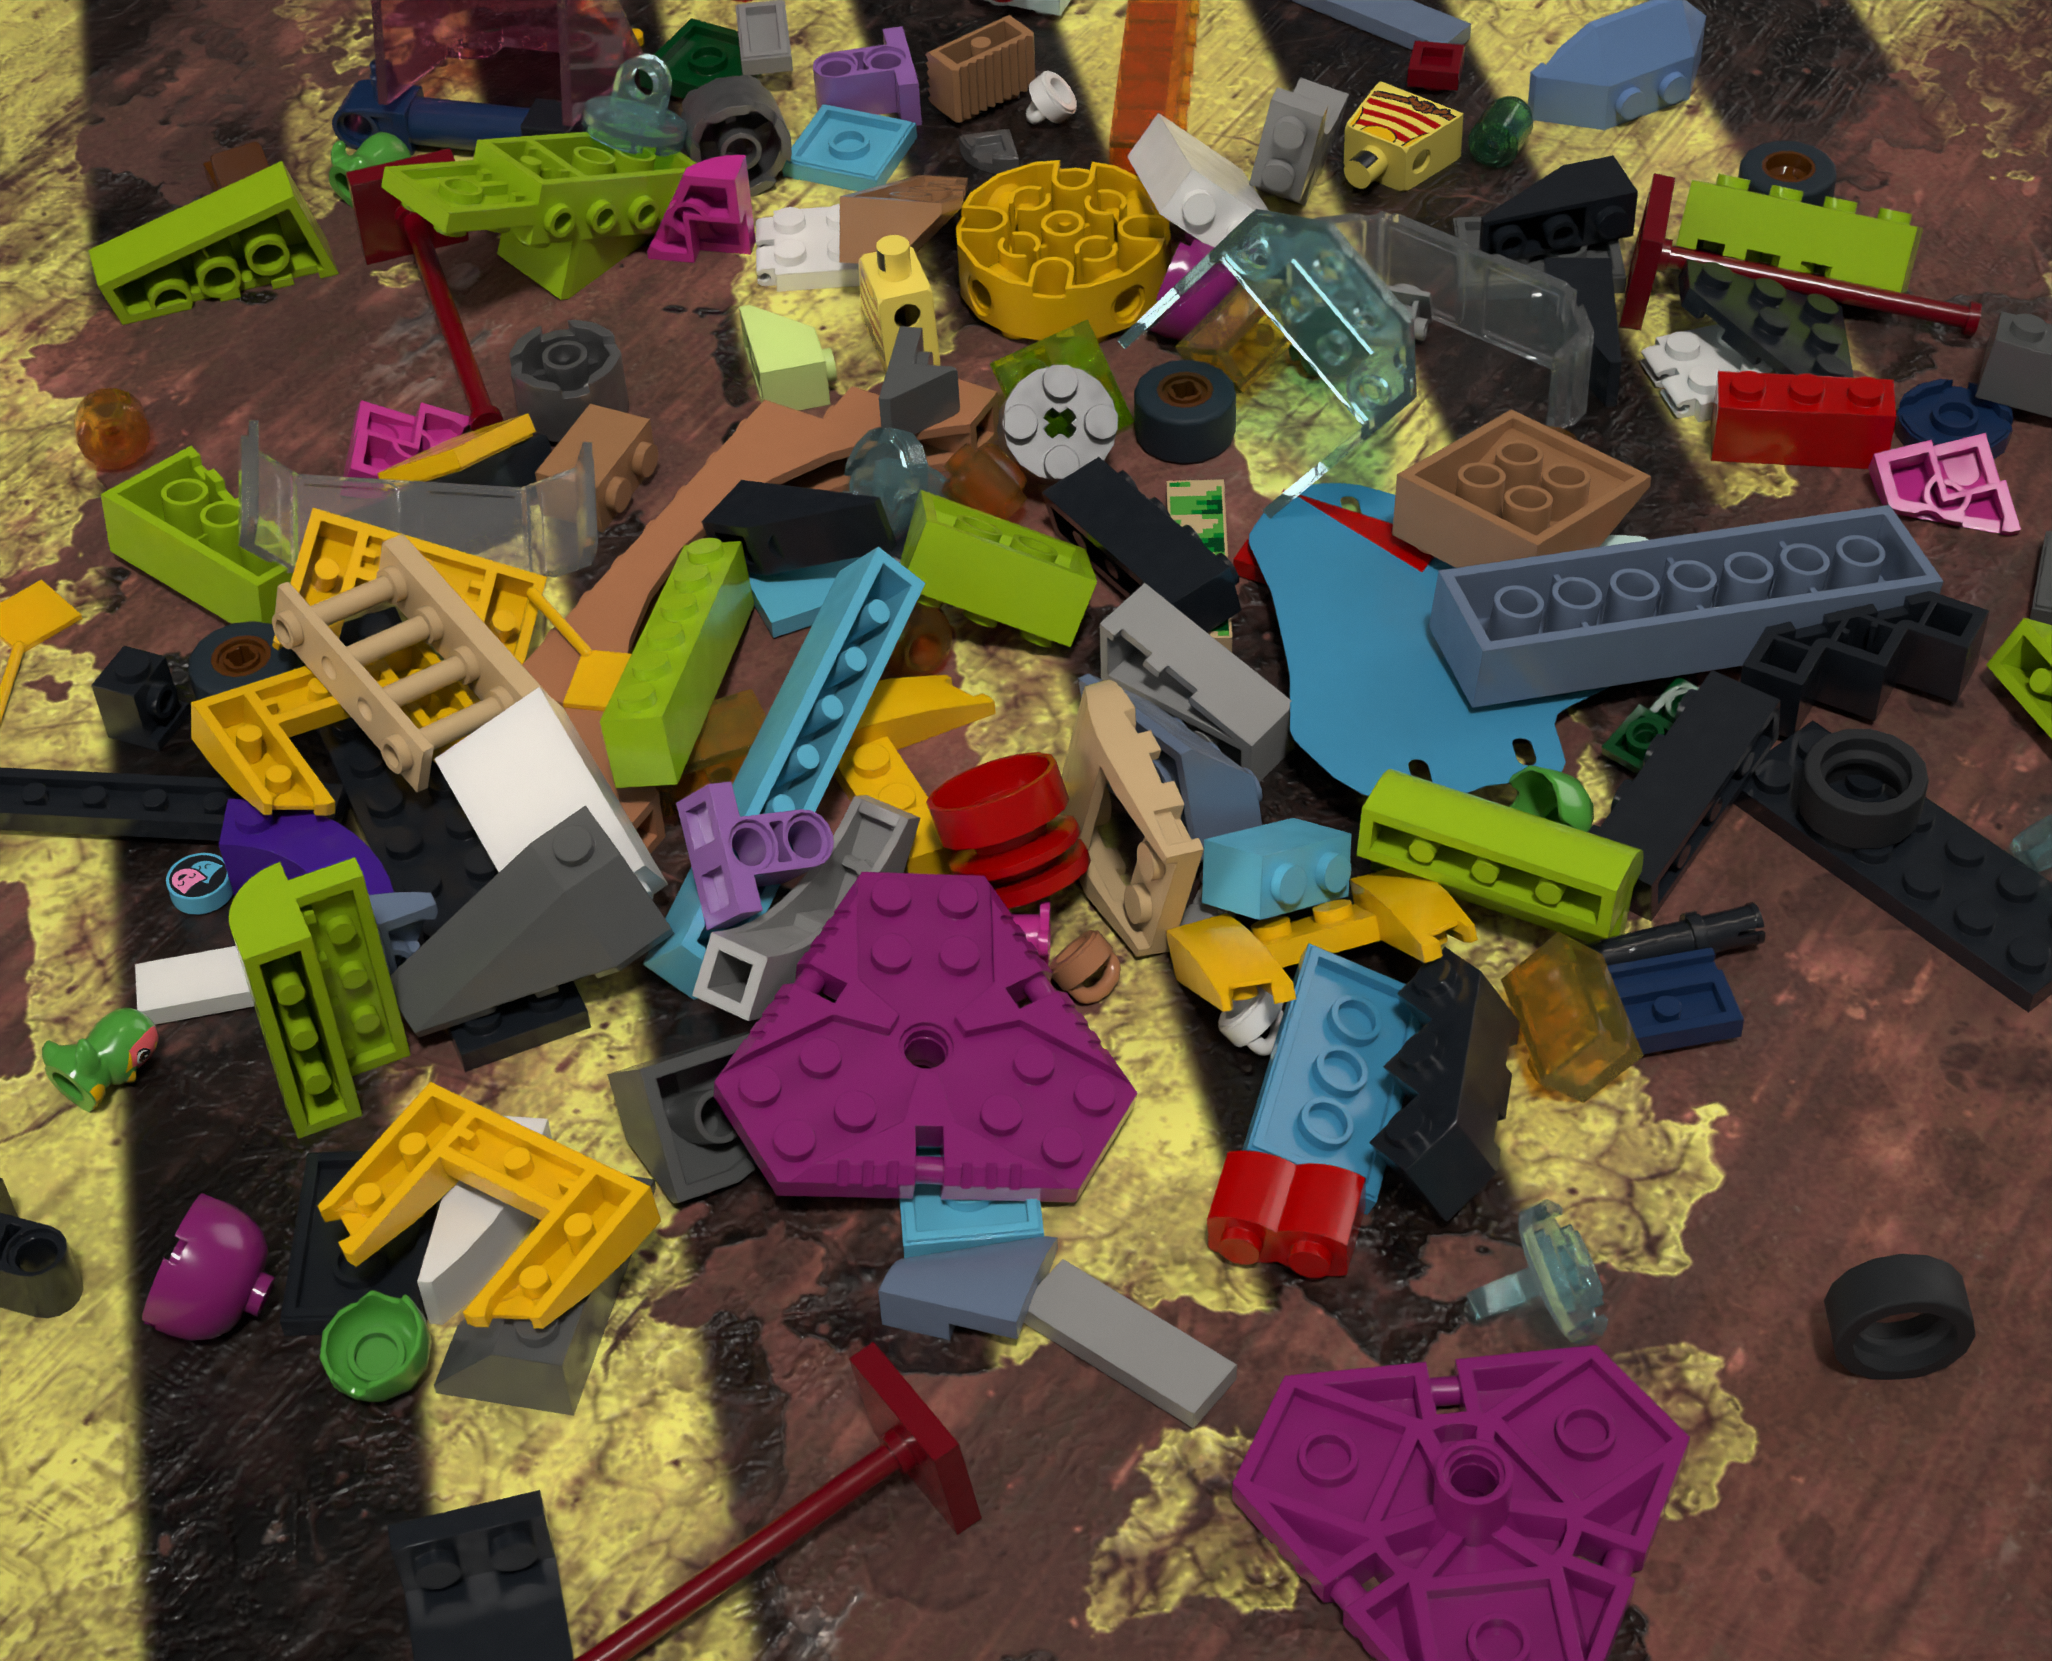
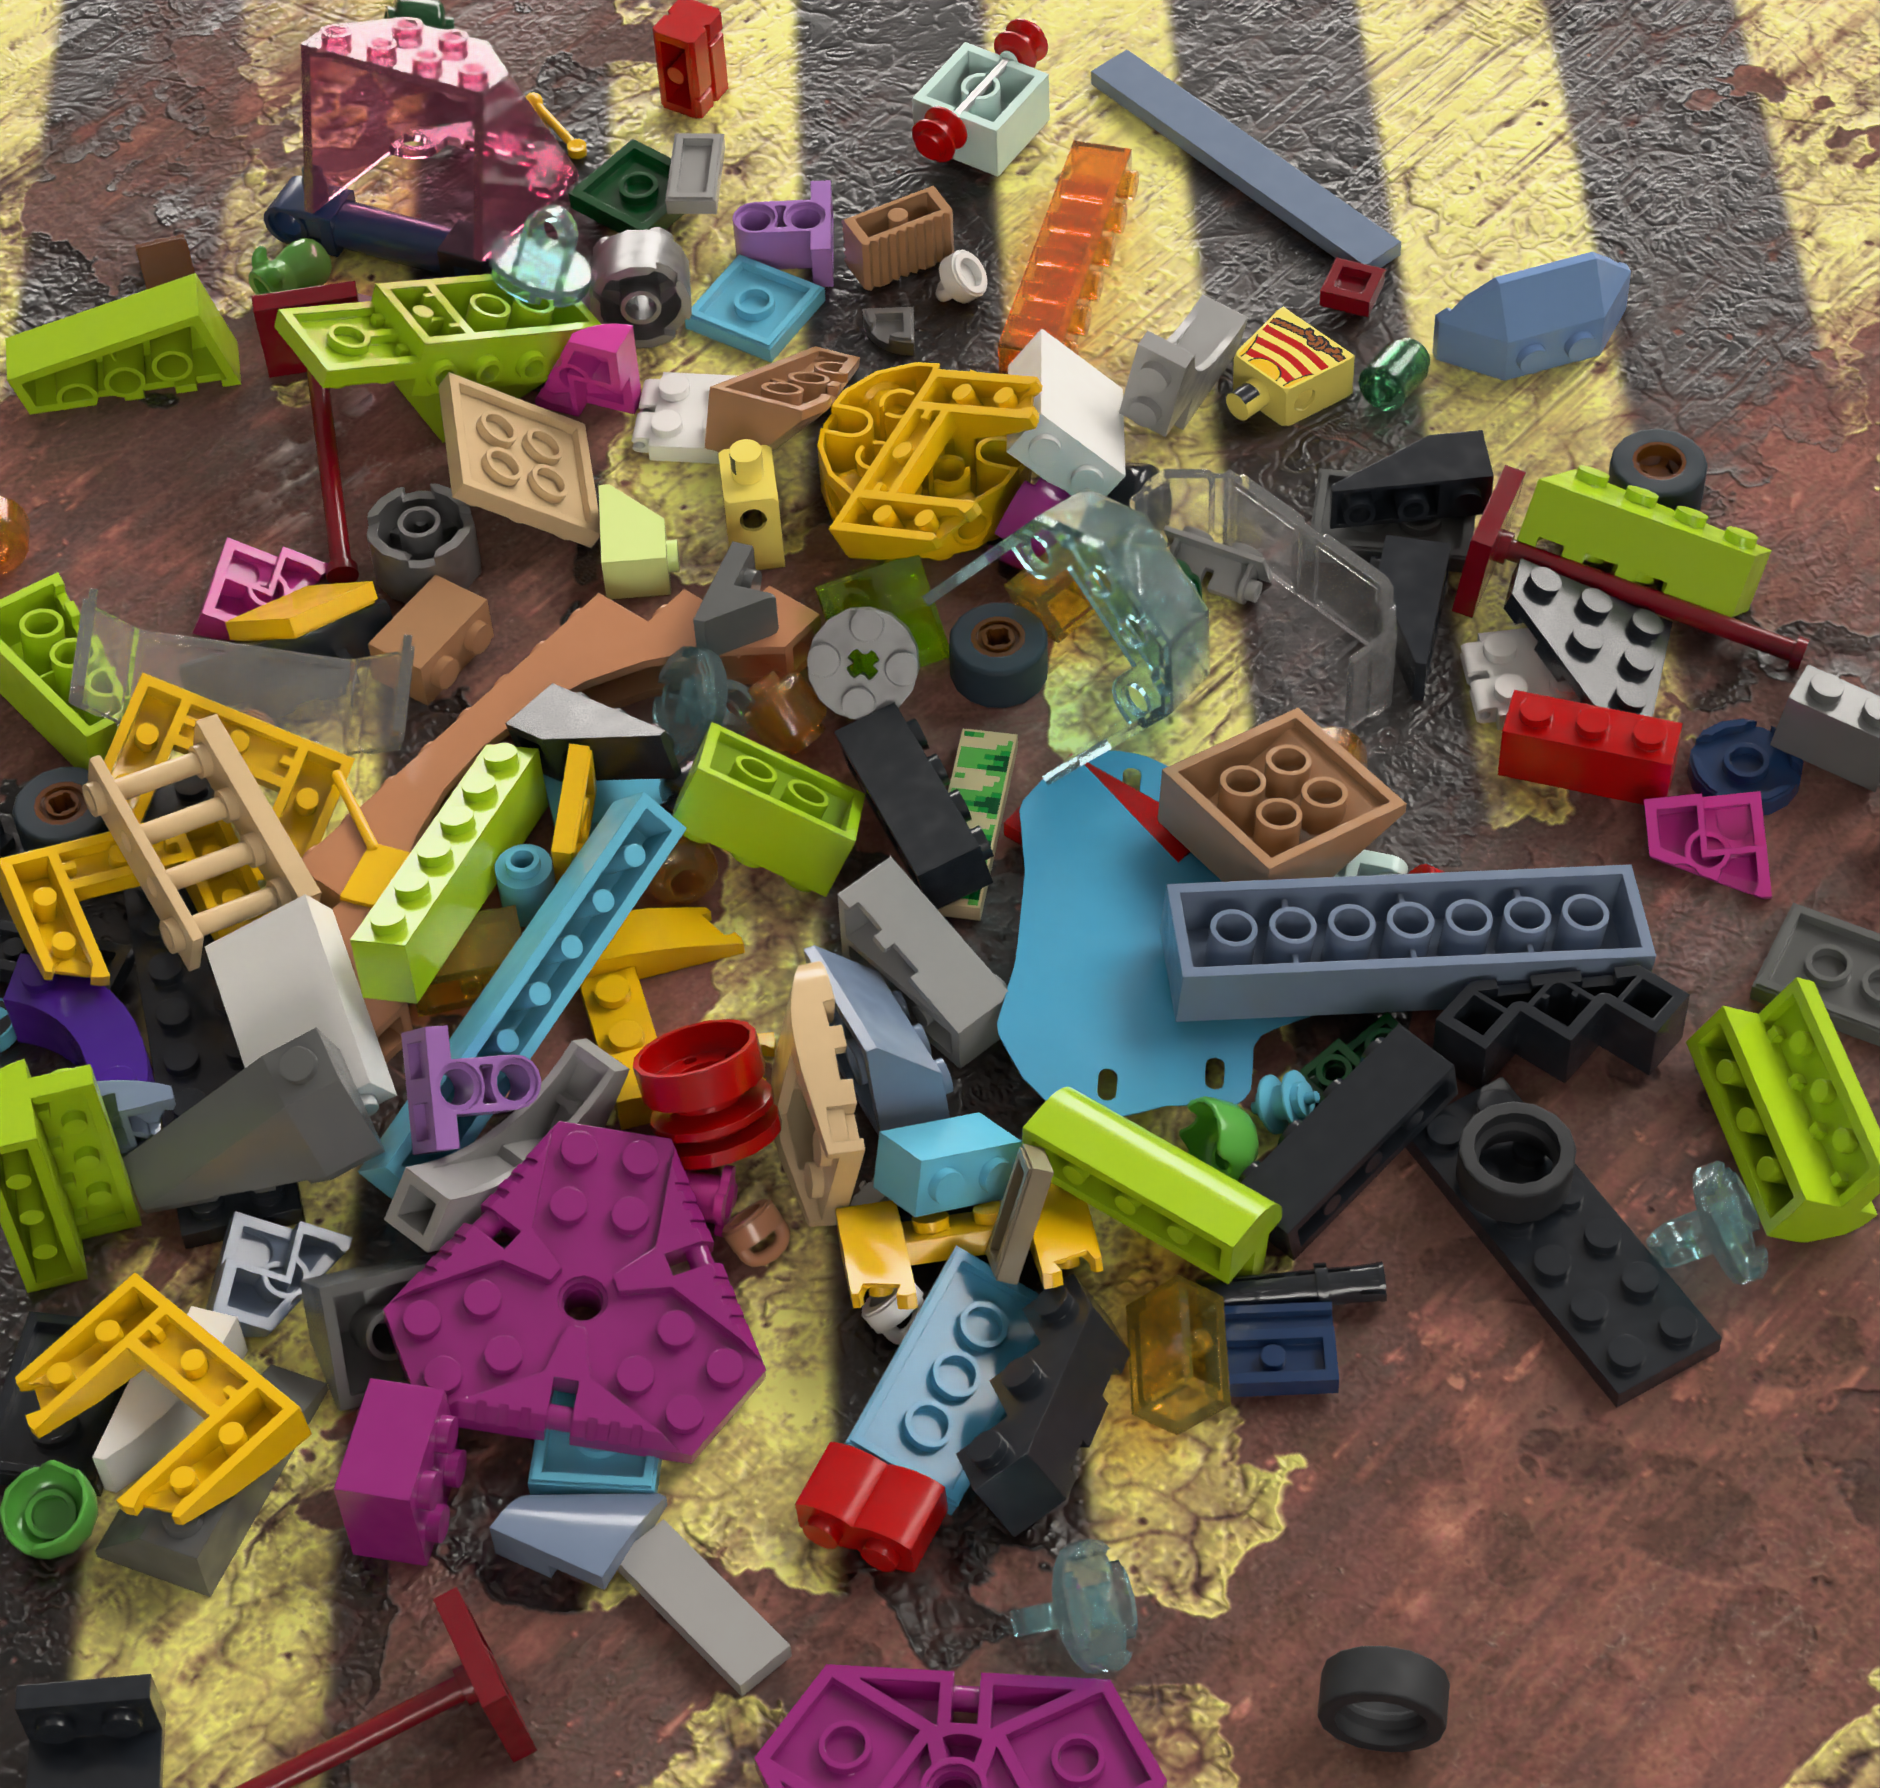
camera: 10 degrees right, 5 degrees up
(565, 1073) = (264, 1266): none -> sand blue slope
(652, 294) = (519, 460): none -> tan plate
(757, 662) = (524, 879): none -> medium azure brick
(768, 1247) = (400, 1472): none -> magenta brick
(795, 588) = (574, 808): none -> yellow tile
(1045, 283) = (883, 513): none -> yellow wedge
(1374, 897) = (1019, 1213): none -> dark tan tile
(1603, 769) = (1283, 1102): none -> medium azure wheel

